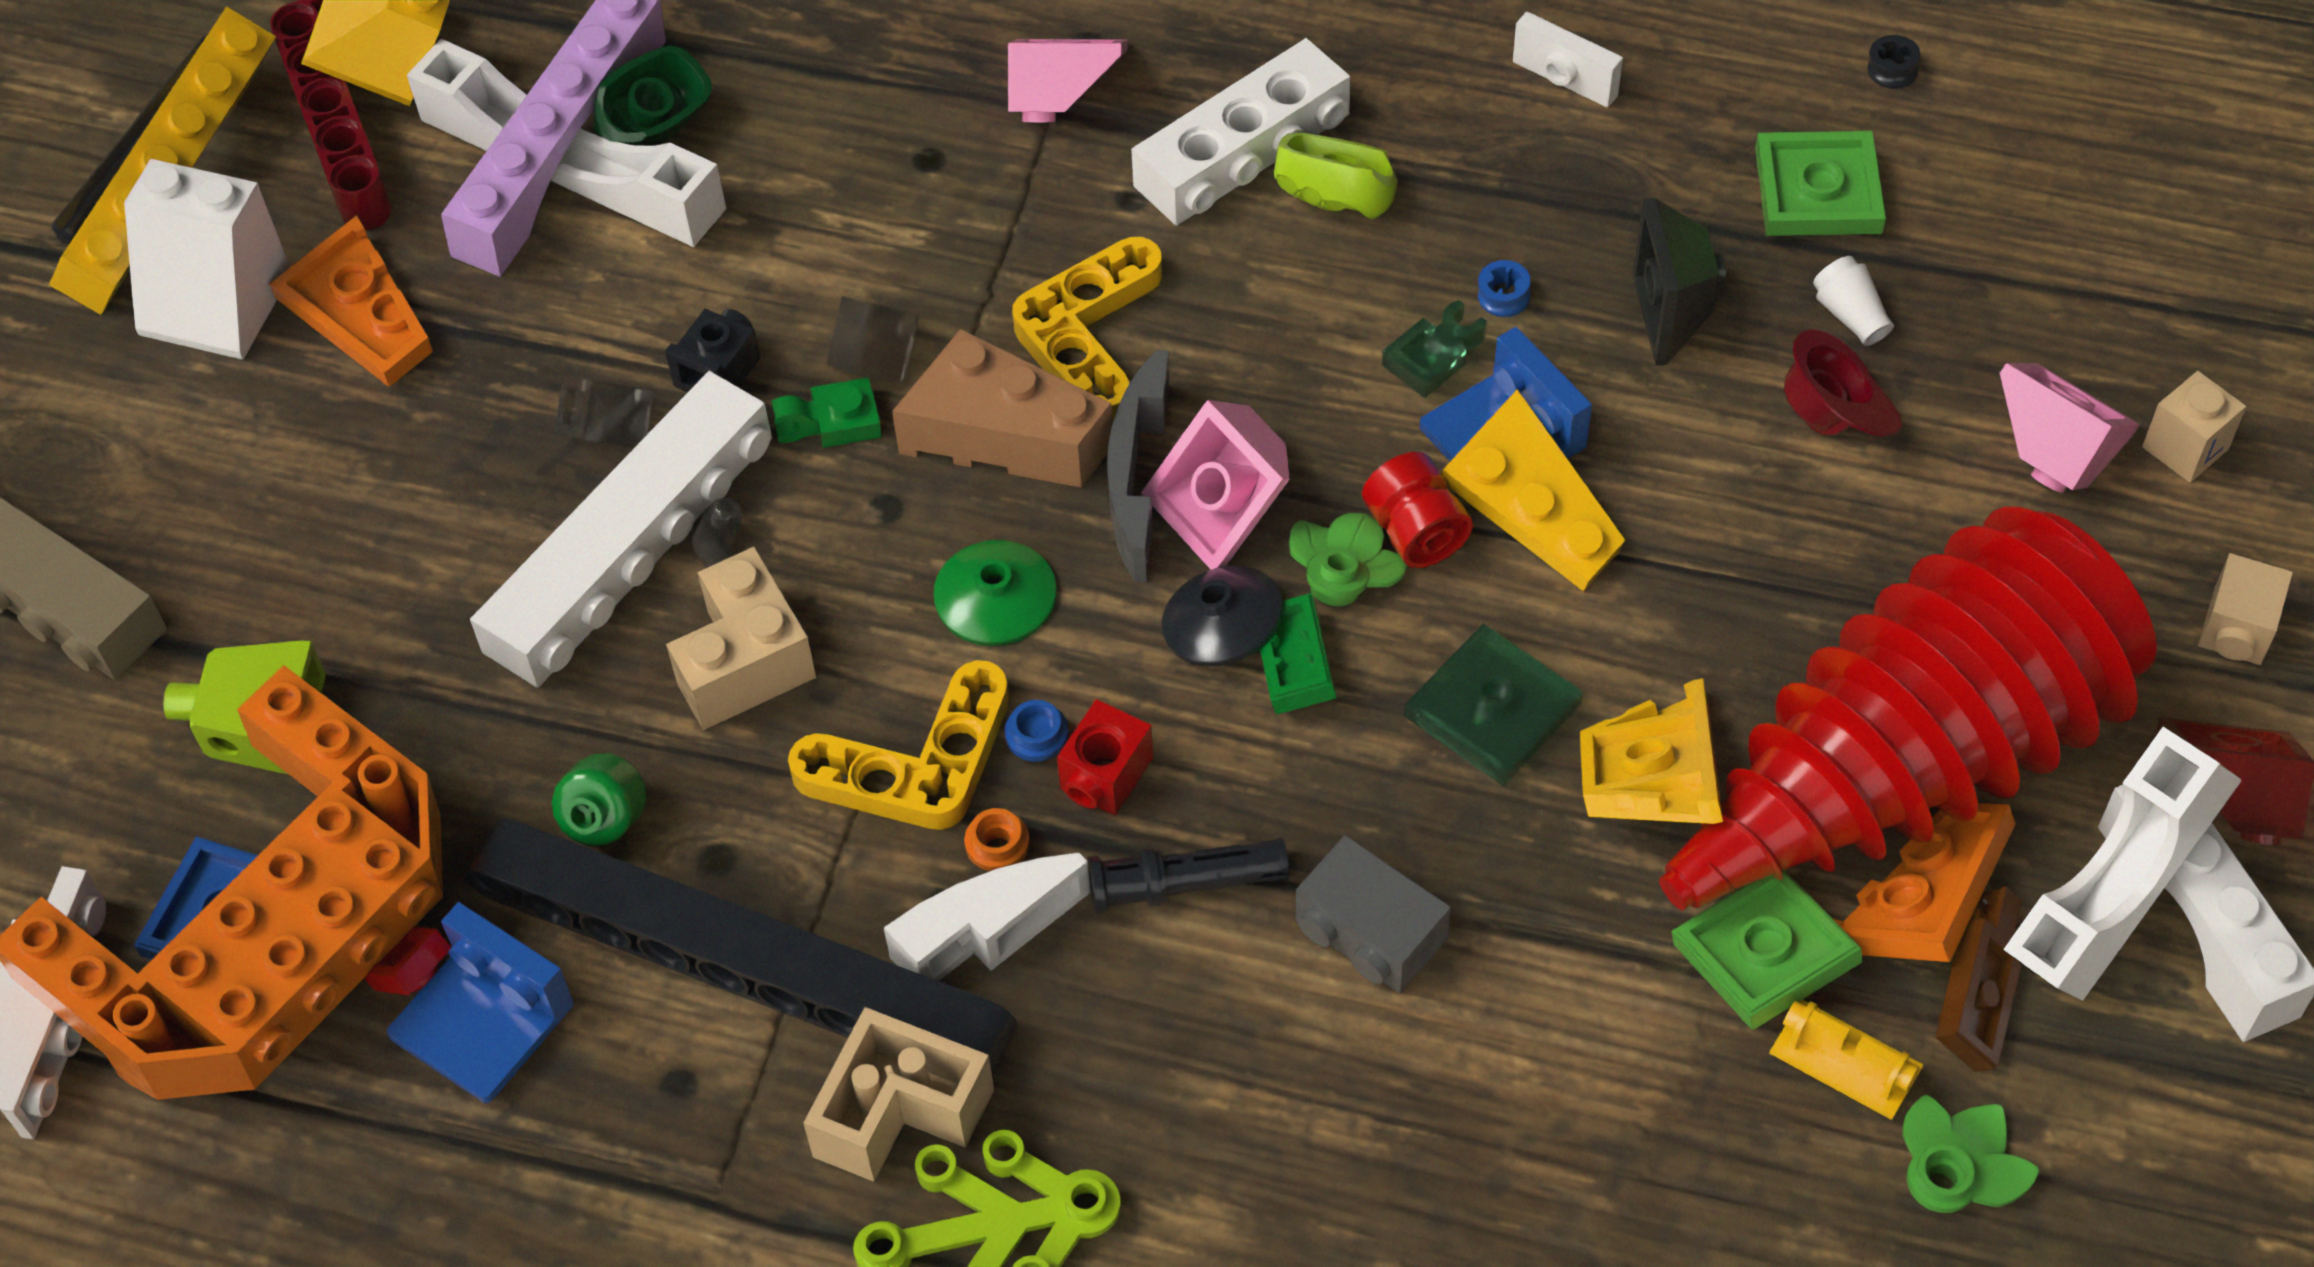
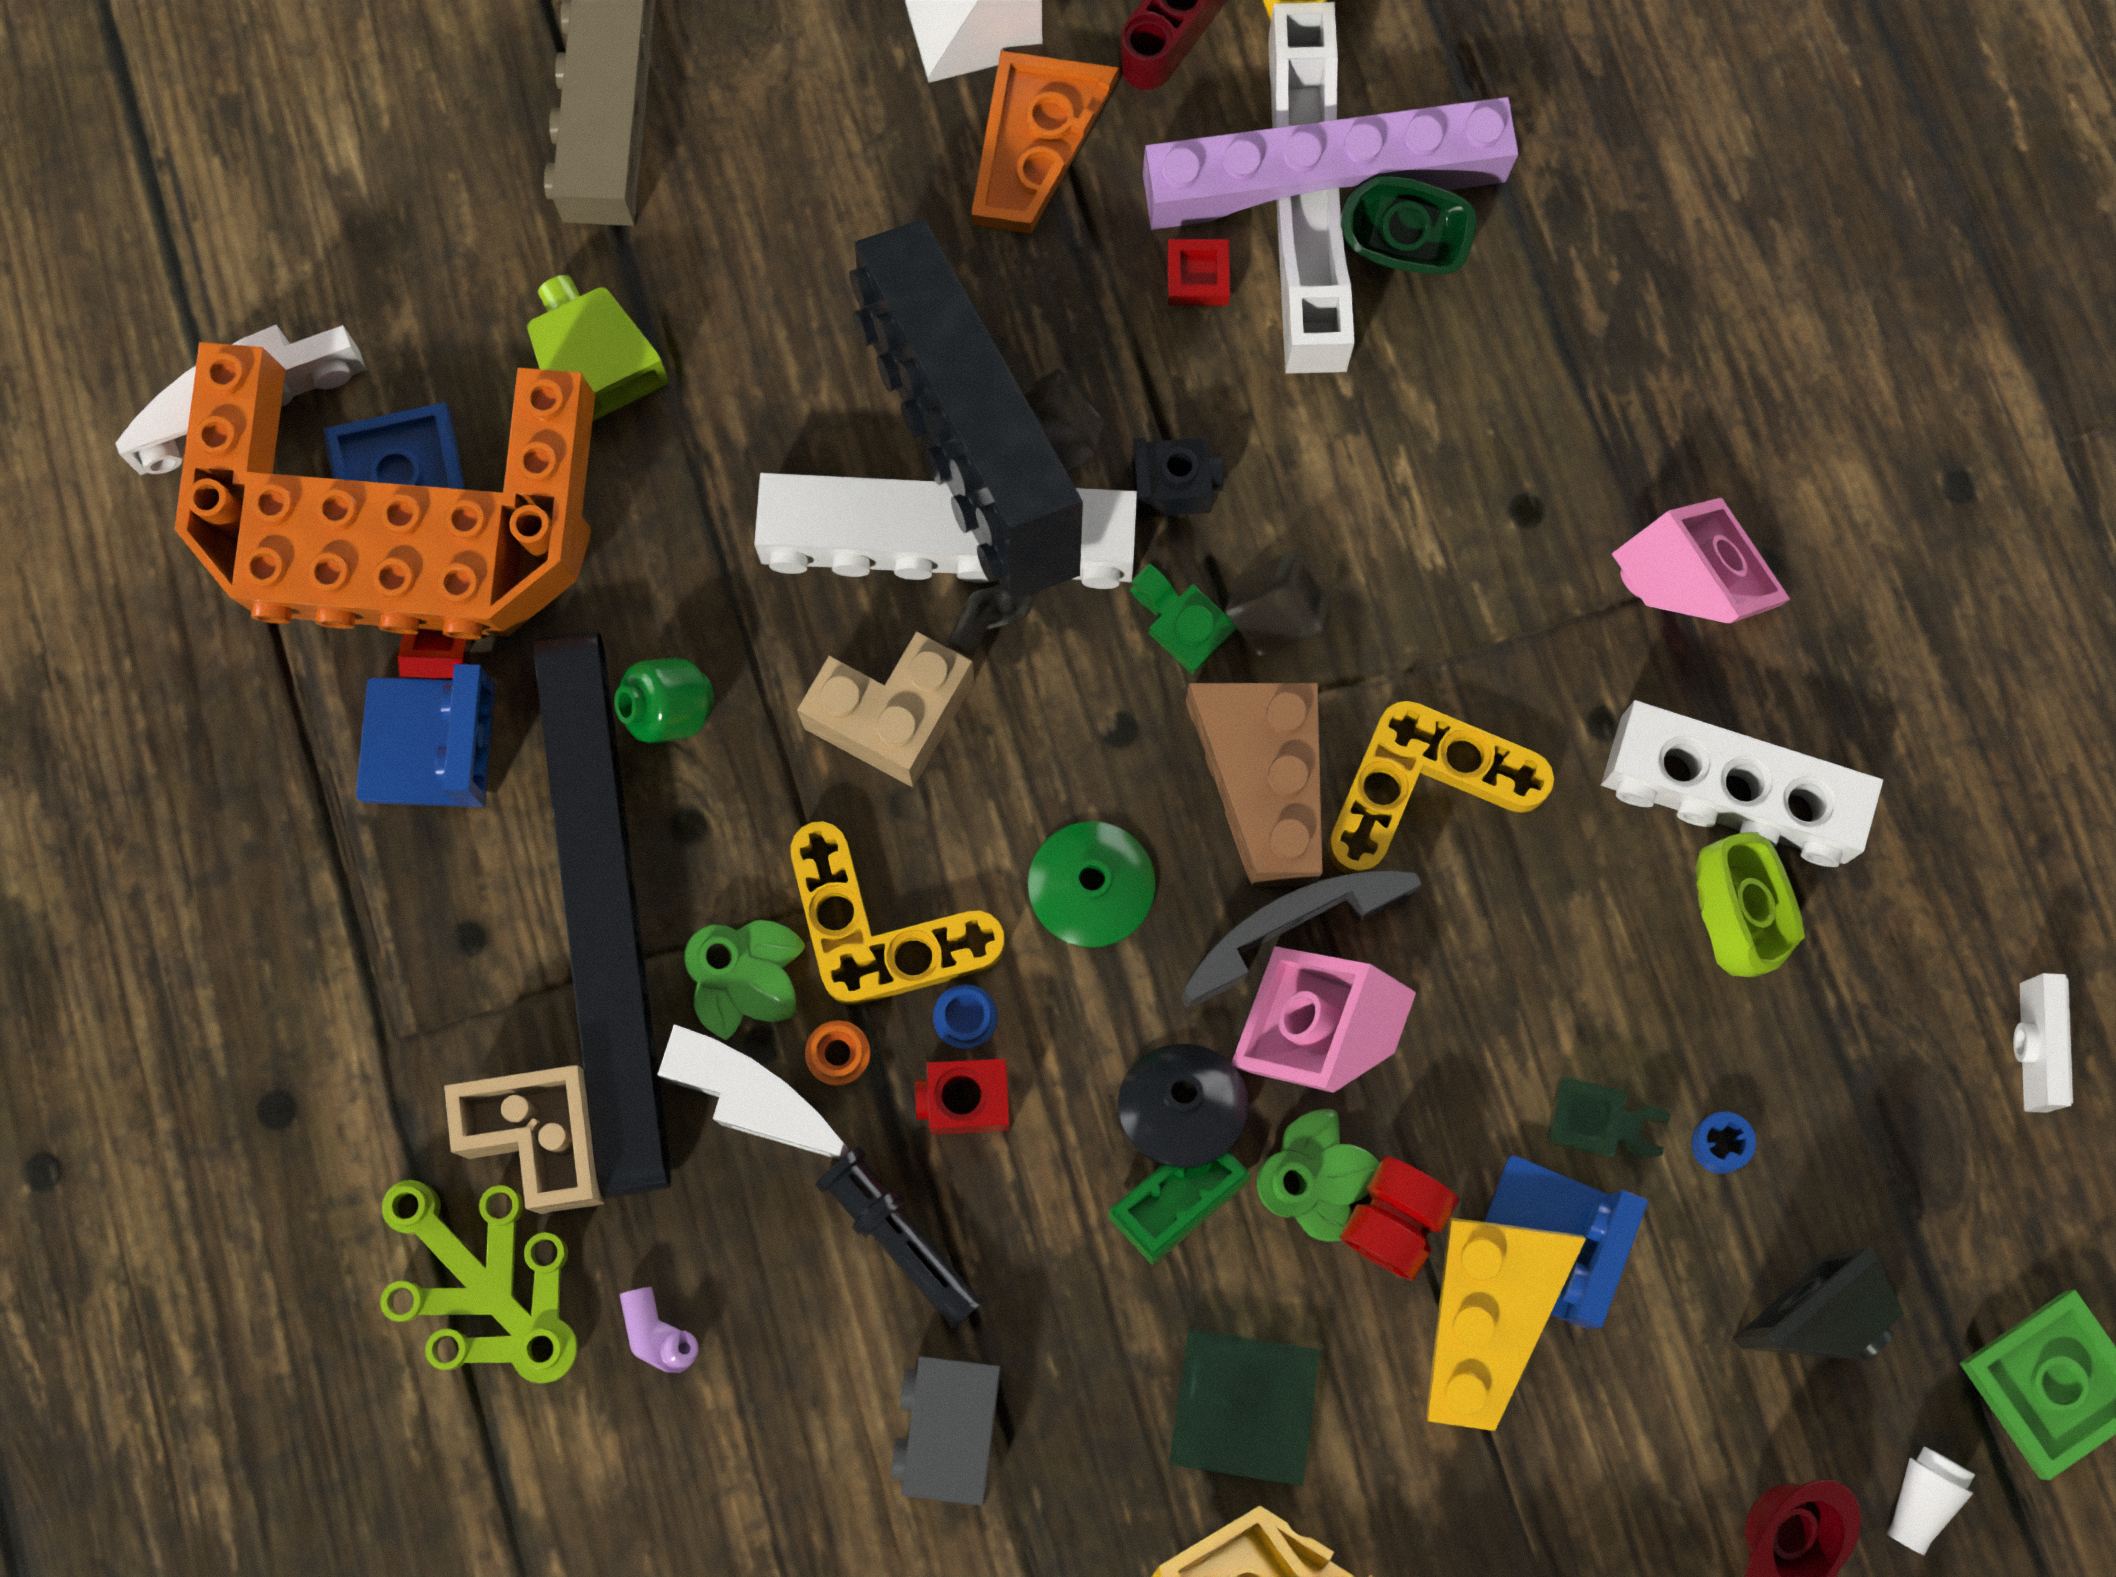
camera: 55 degrees right, 20 degrees up
(550, 425) = (967, 411): none -> black brick
(565, 255) = (1198, 272): none -> red plate
(881, 871) = (751, 979): none -> bright green plate
(1139, 1113) = (653, 1339): none -> lavender arm

